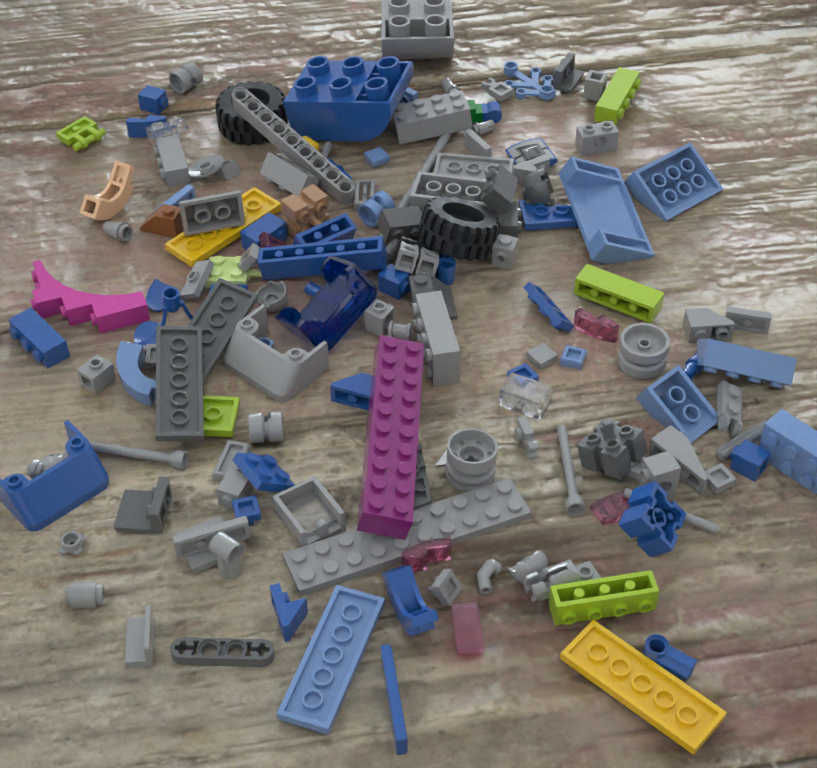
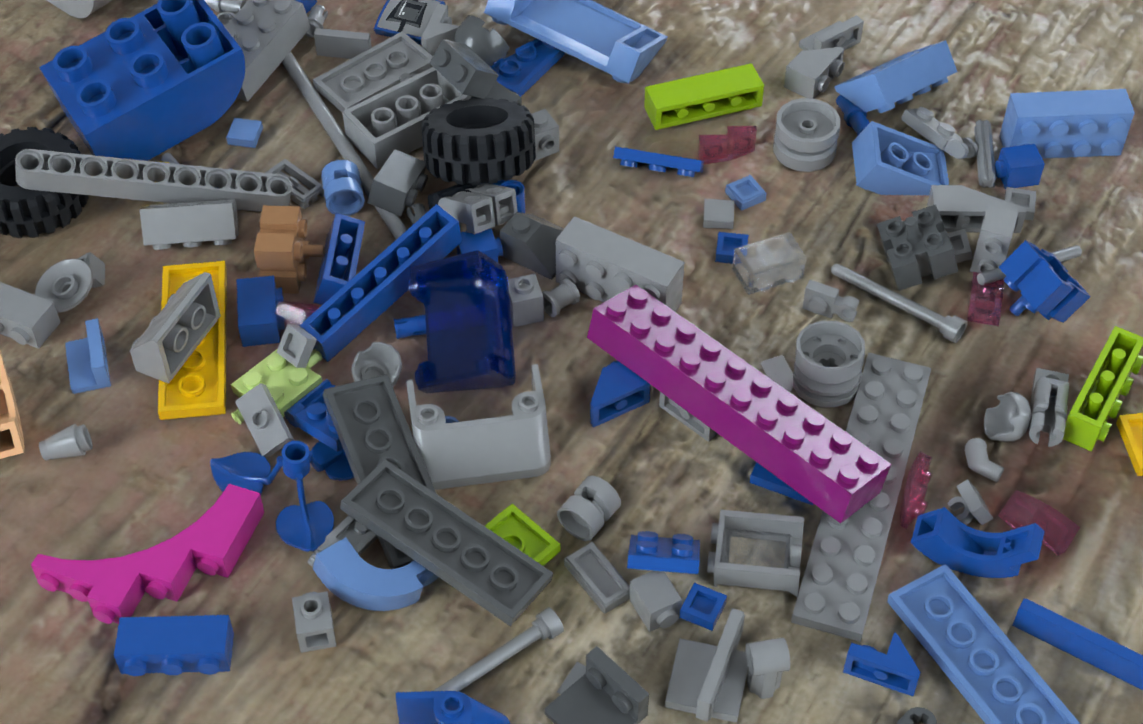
camera: 50 degrees left, 5 degrees up
(163, 221) = (110, 388): dark orange slope -> none

